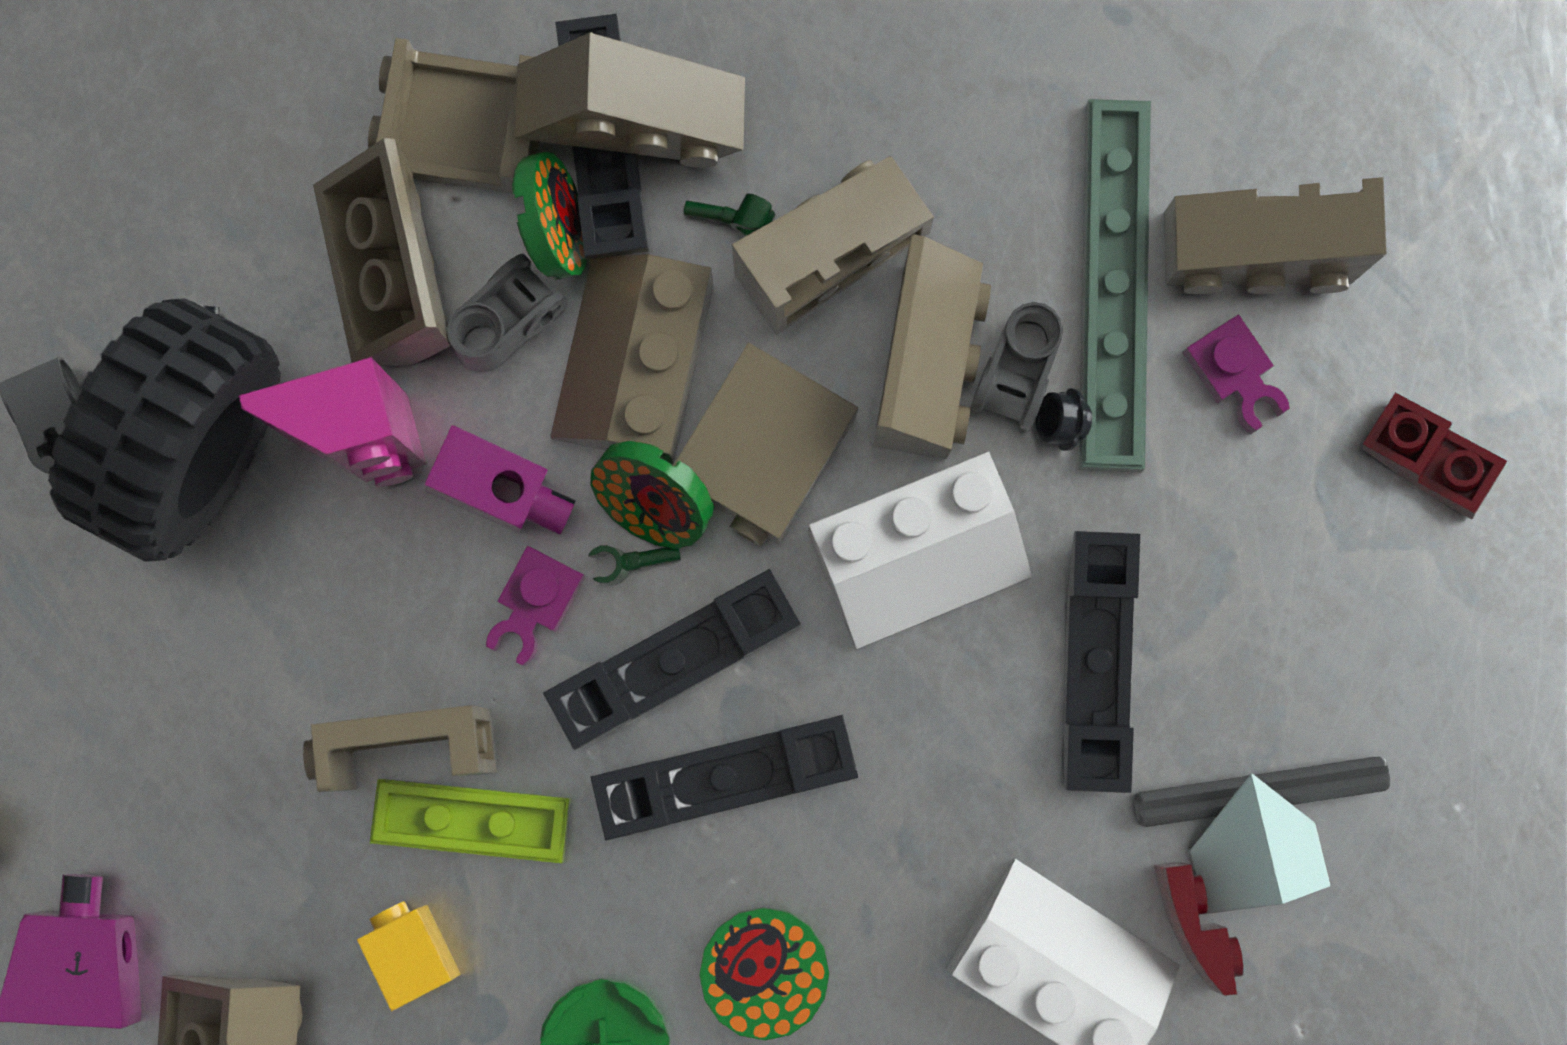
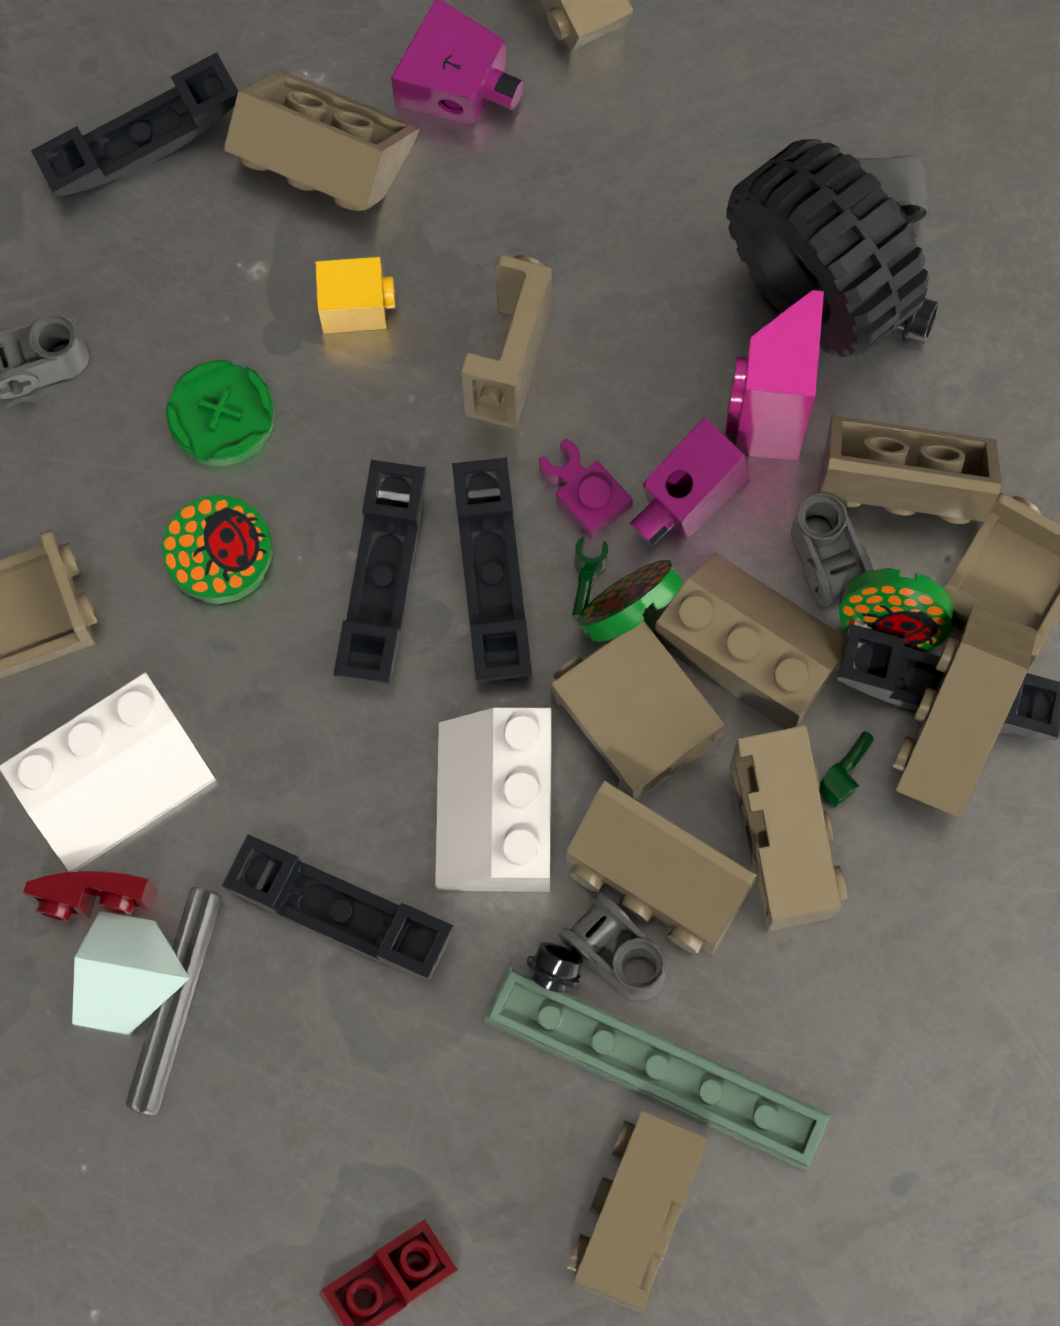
camera: 115 degrees right, 10 degrees down
(470, 820) = (433, 382): lime tile -> none
(1231, 364) = (545, 1139): magenta plate -> none

